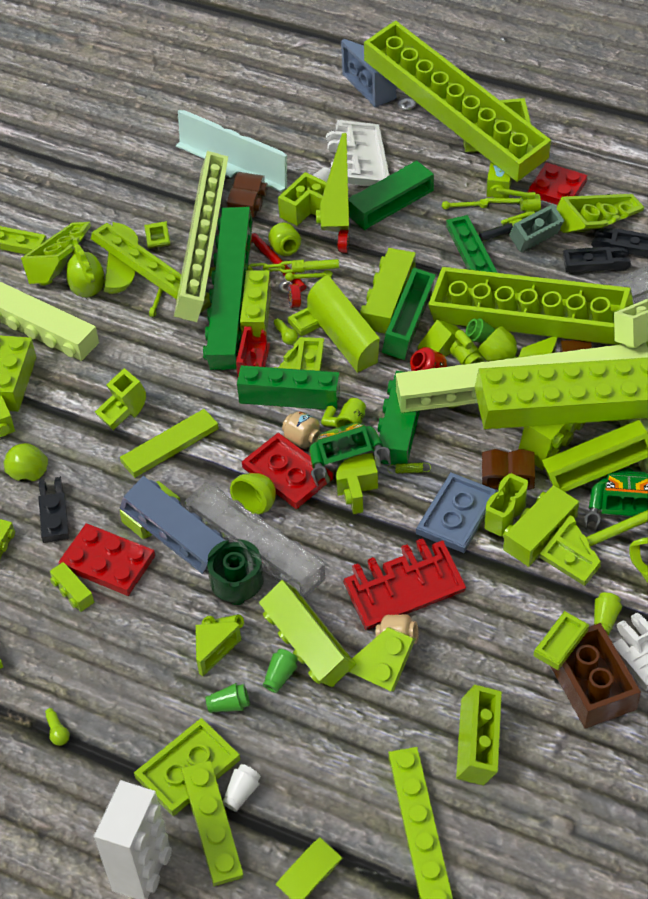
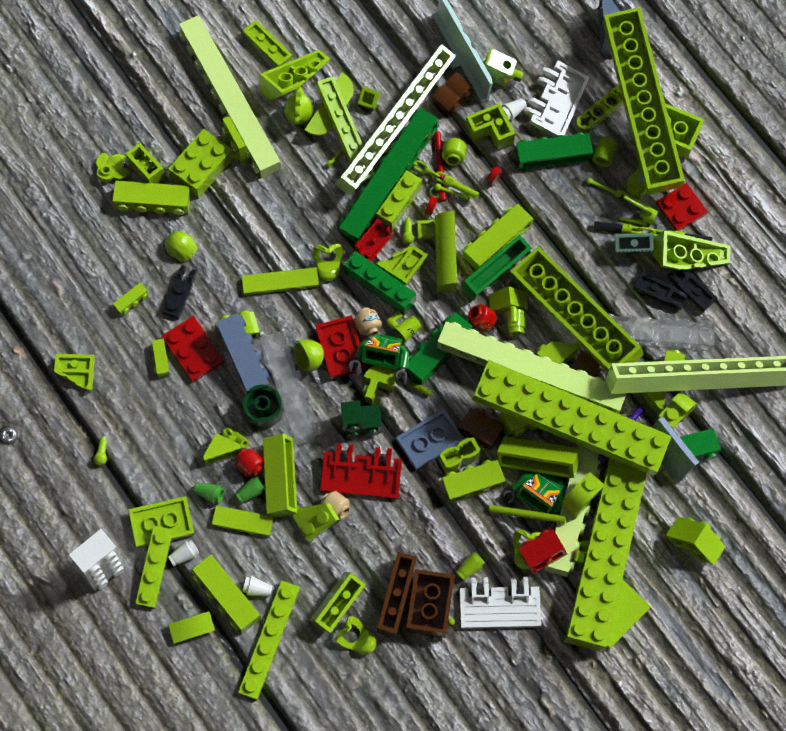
camera: 25 degrees right, 20 degrees up
(27, 324) = (233, 138): none -> lime plate
(126, 399) = (266, 233): lime brick -> none
(219, 407) = (328, 269): none -> lime piece
(258, 639) = (249, 463): none -> red head
(287, 143) = (501, 68): none -> lime torso
(292, 712) = (242, 521): none -> lime tile
(329, 805) = (226, 594): none -> lime brick
(334, 203) = (500, 148): lime wedge -> none
(360, 526) = (360, 419): none -> dark green brick
(361, 777) = (256, 587): none -> white cone
(413, 141) = (603, 106): none -> lime beam
(444, 172) = (605, 151): none -> lime piece
(469, 244) = (578, 234): green plate -> none
(479, 330) = (535, 311): bright green cone -> none
(499, 346) = (537, 332): lime hair -> none
(544, 766) = (364, 644): none -> lime piece
(546, 691) = (397, 595): none -> reddish brown brick
(561, 640) = (421, 573): lime tile -> none
(571, 553) = (479, 512): lime wing -> none

